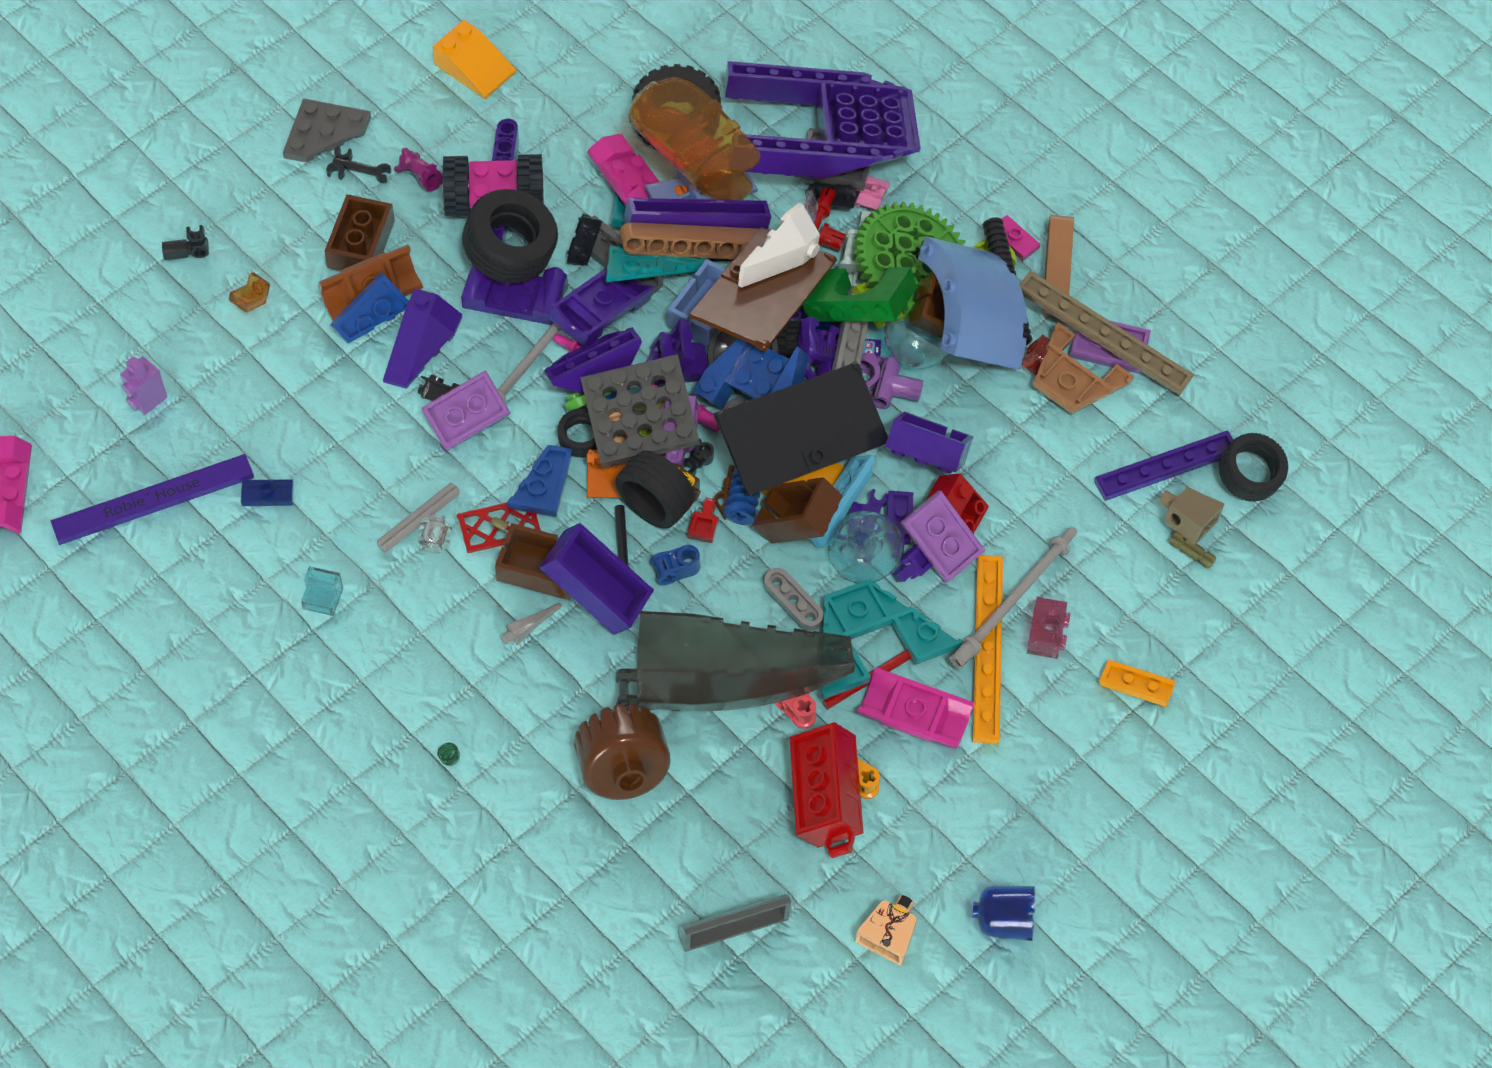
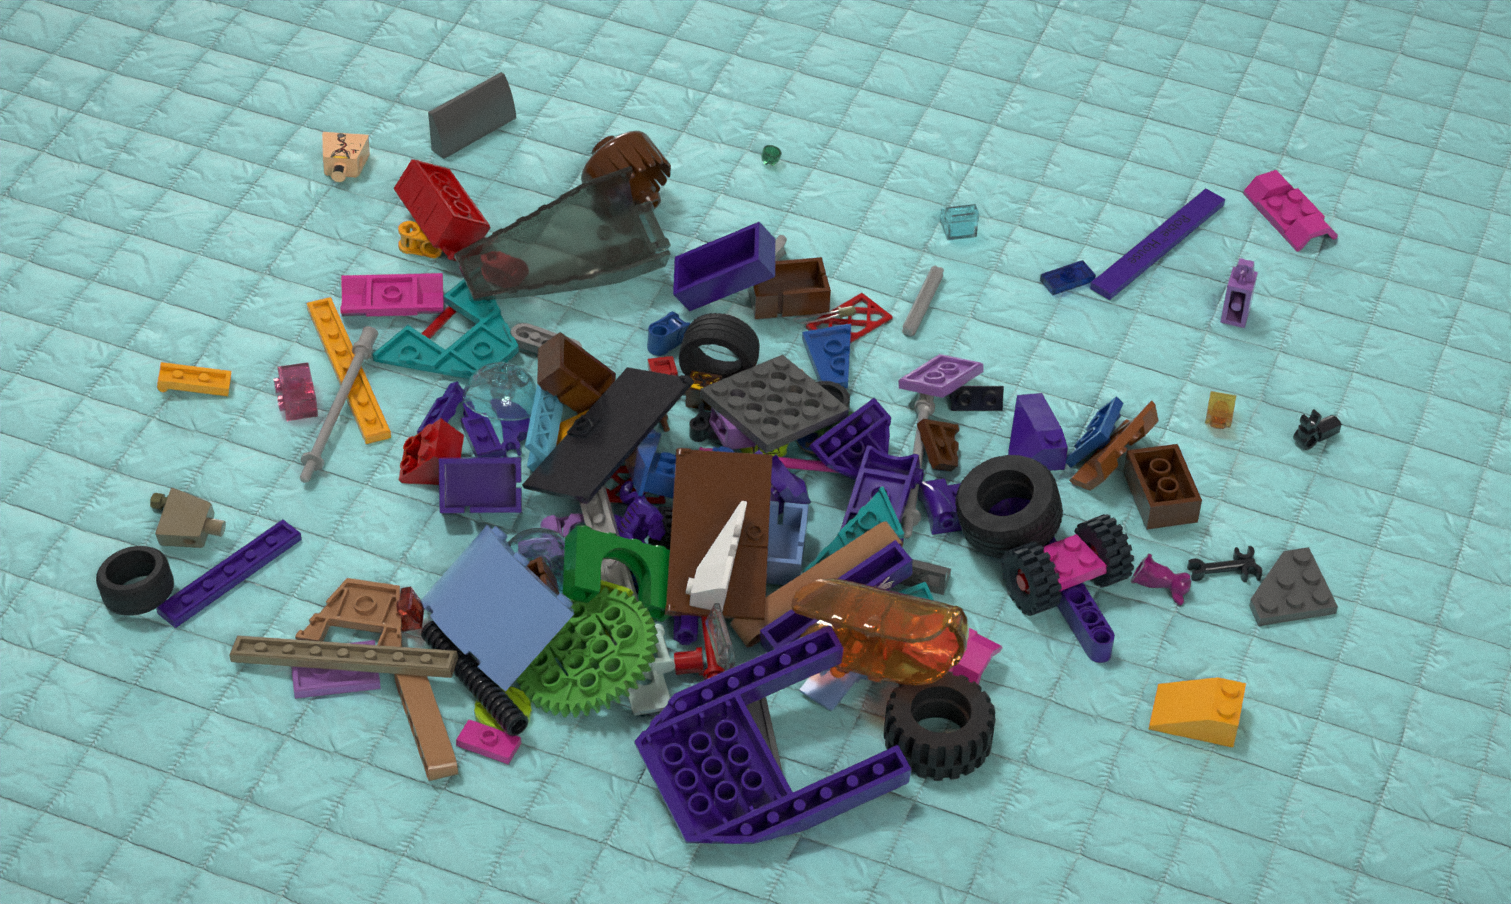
camera: 155 degrees right, 15 degrees down
(434, 533) = (896, 285): clear head -> none
(510, 351) = (940, 443): none -> reddish brown wing
(585, 239) = (942, 554): black hinge -> none
(942, 536) = (428, 411): medium lavender tile -> none
(1005, 912) = (248, 182): clear blue cylinder -> none

